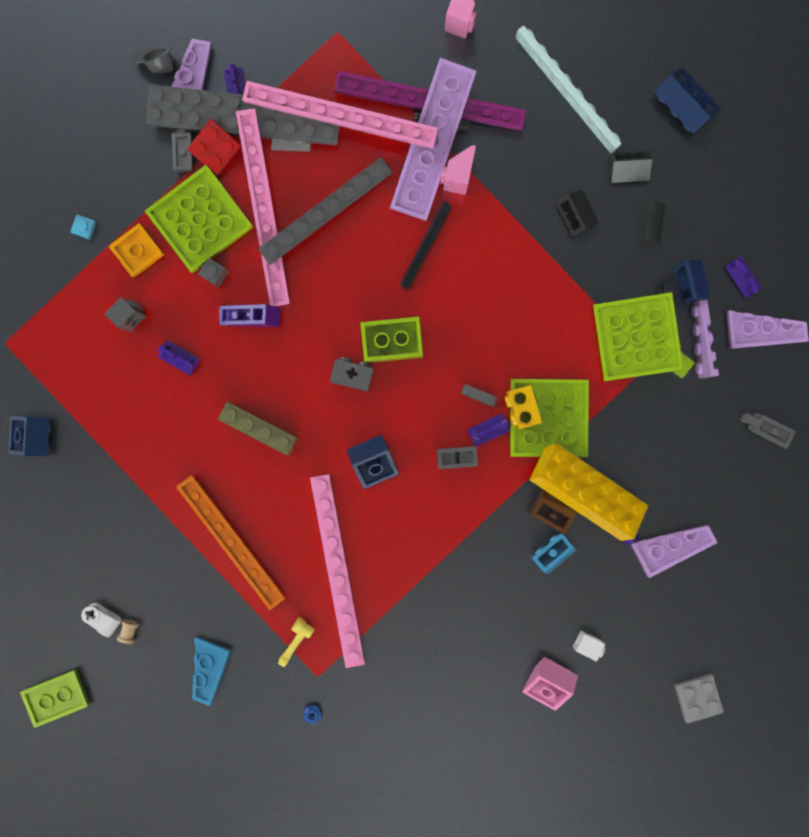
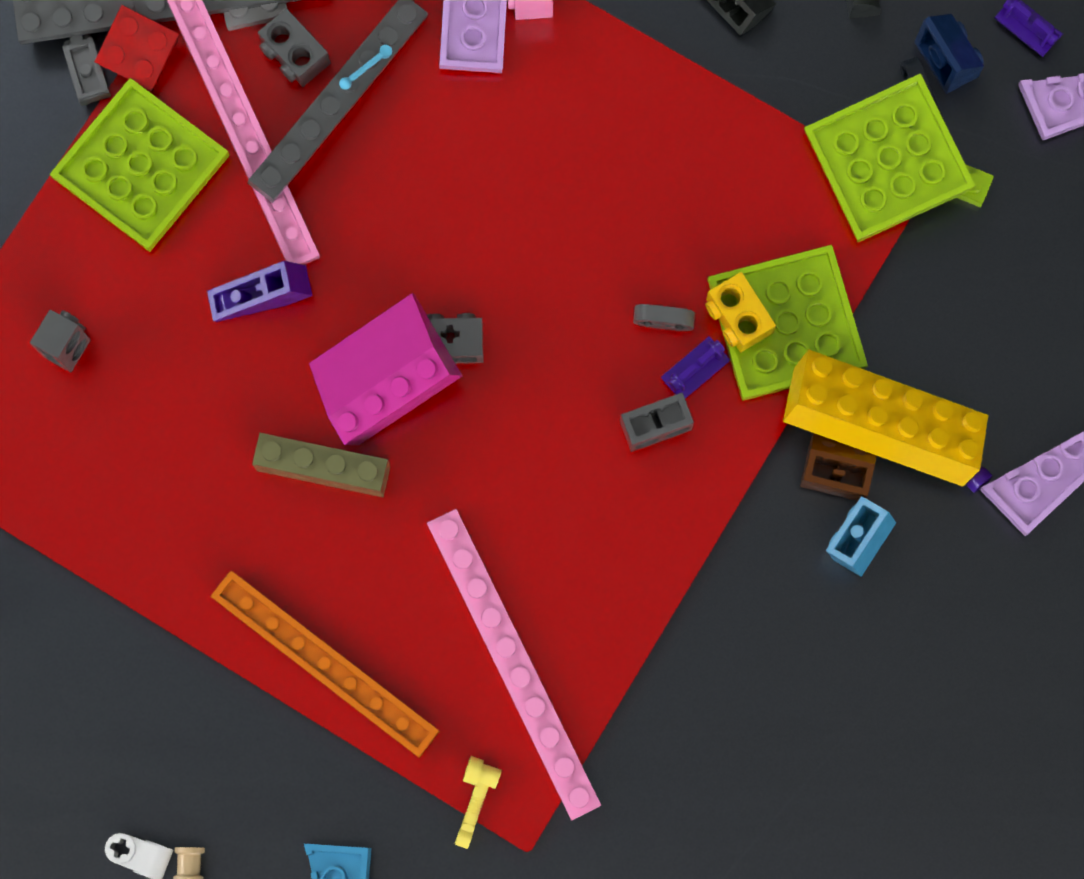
camera: 15 degrees left, 10 degrees down
(136, 250) = (51, 239): light orange plate -> none
(178, 357) = (160, 390): dark purple hinge -> none
(213, 272) = (184, 240): dark grey brick -> none
(307, 384) = (383, 371): none -> dark pink slope
(309, 171) = (299, 44): none -> dark grey brick
(360, 190) = (384, 52): none -> medium azure hinge
(372, 461) = (522, 468): dark blue slope -> none
(391, 339) = (499, 266): lime brick -> none
(425, 245) = (512, 110): black axle -> none
(550, 684) = (919, 755): bright pink slope -> none
(589, 646) = (965, 673): white brick -> none
(704, 339) = (1006, 158): lavender wing -> none

